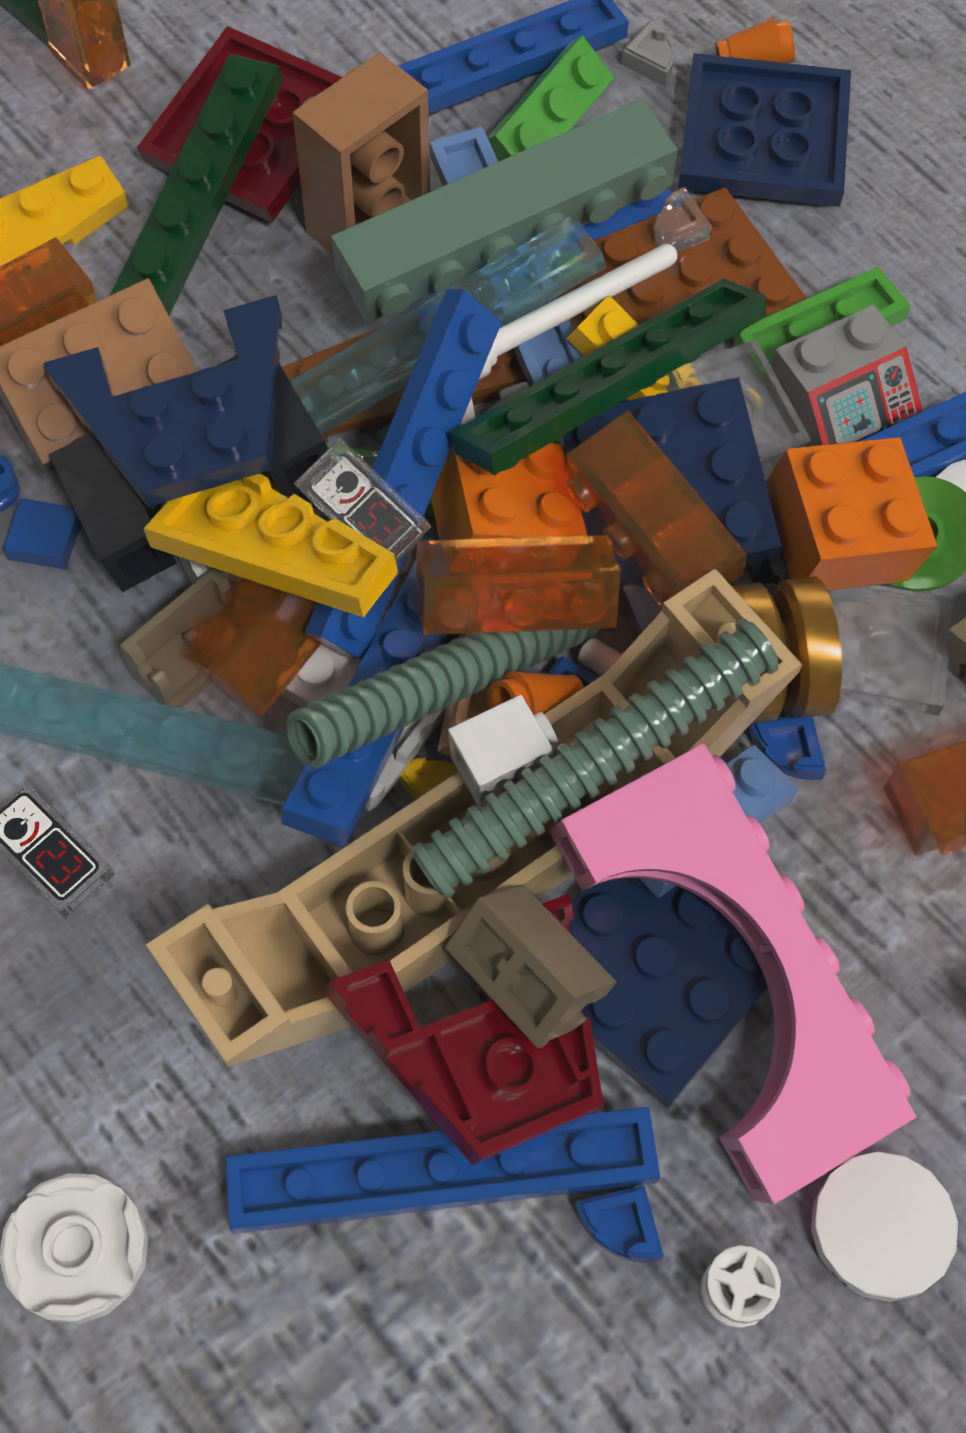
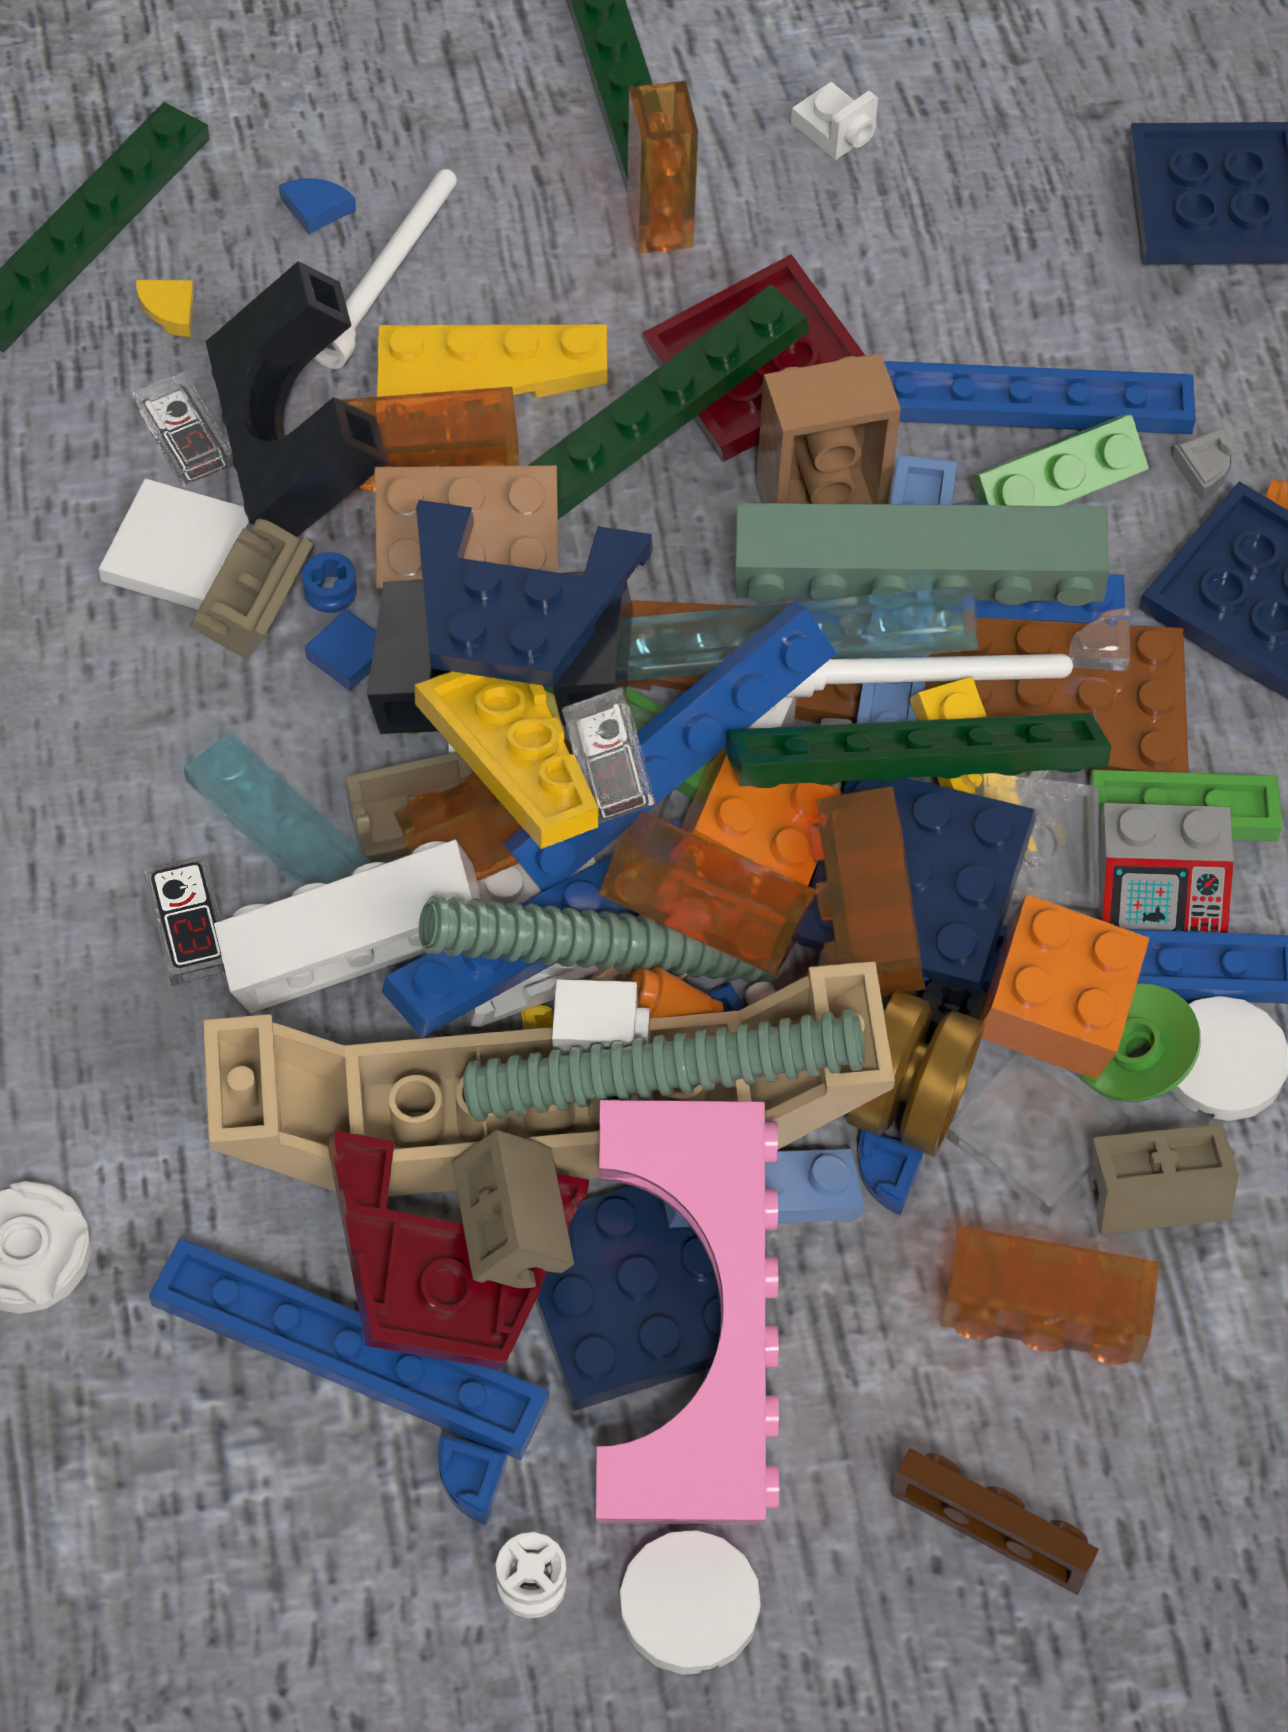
camera: 30 degrees right, 5 degrees down
(202, 782) = (339, 927): none -> white brick

